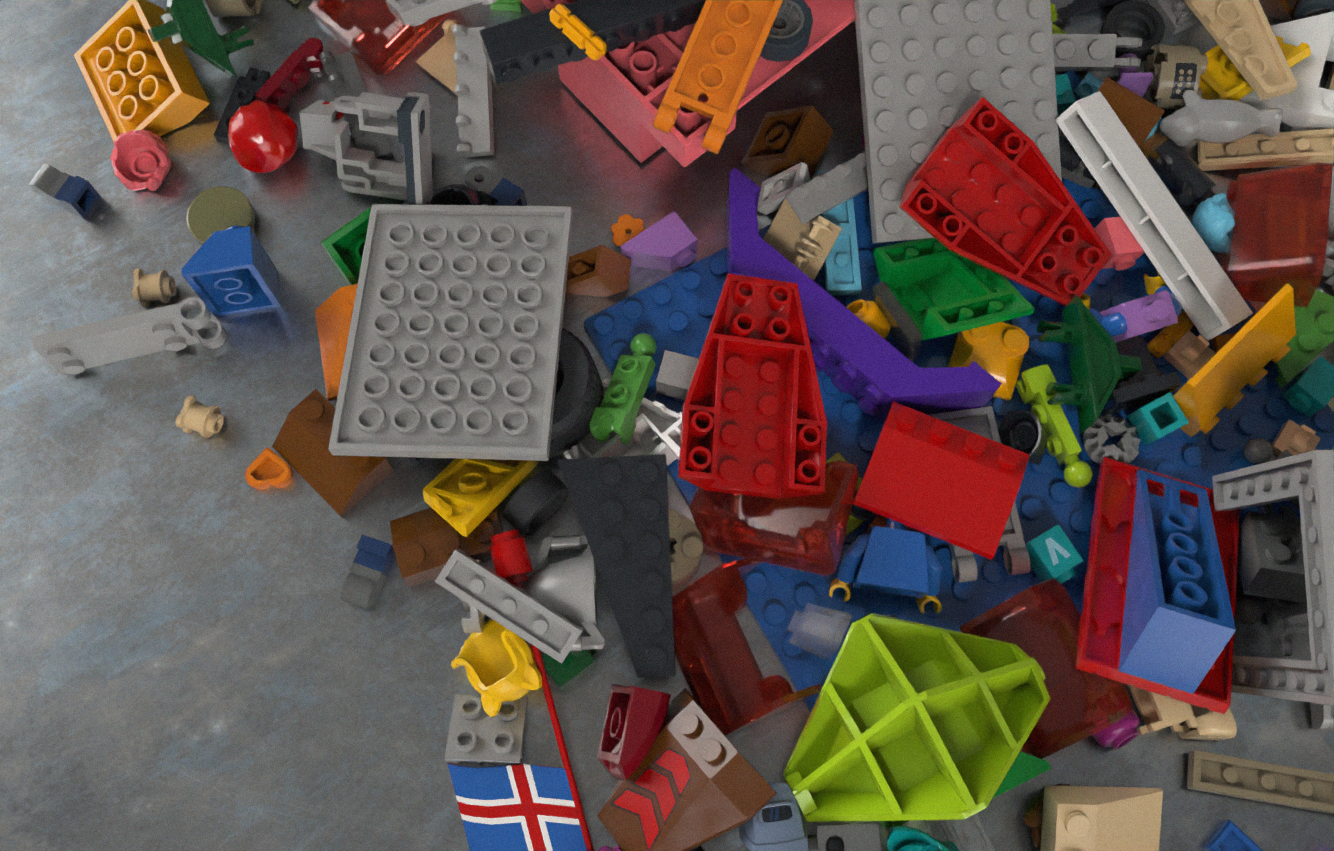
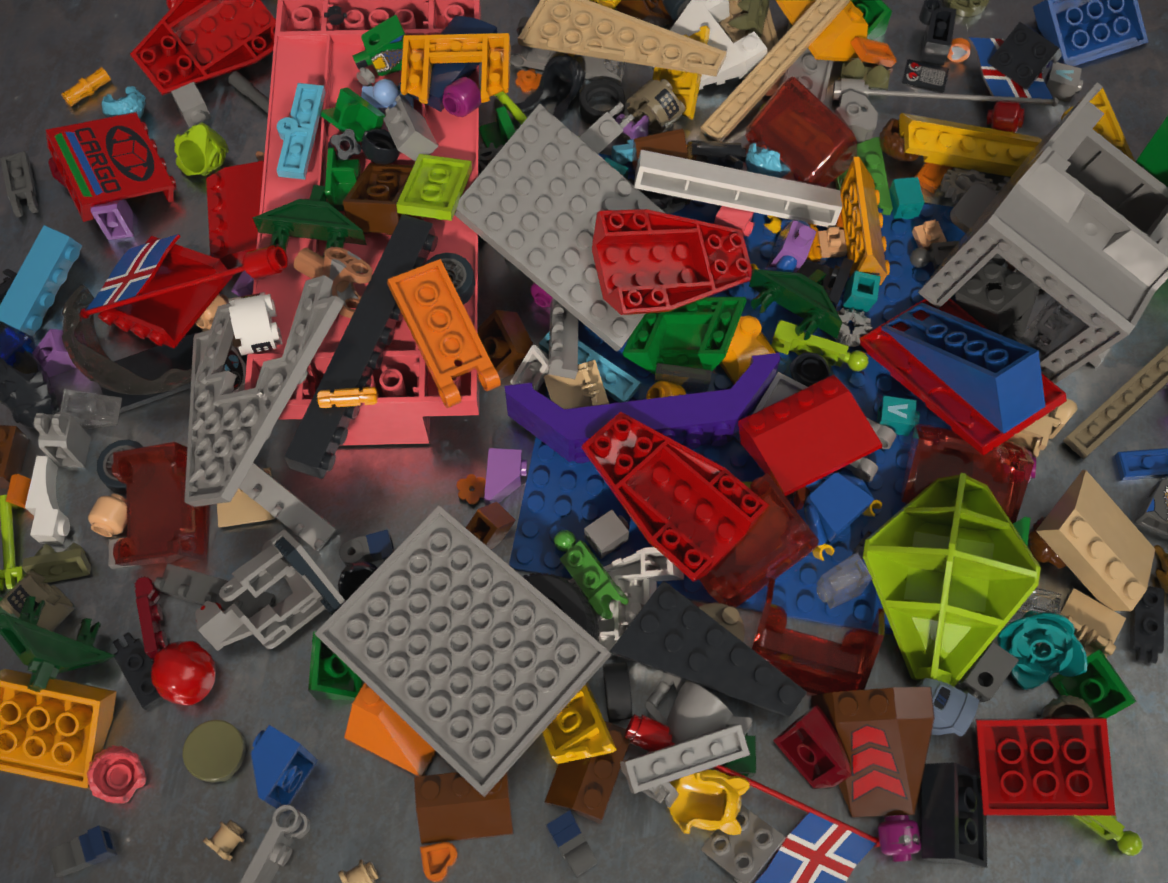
camera: 50 degrees left, 5 degrees down
(1218, 120) = (706, 107): light grey animal -> none

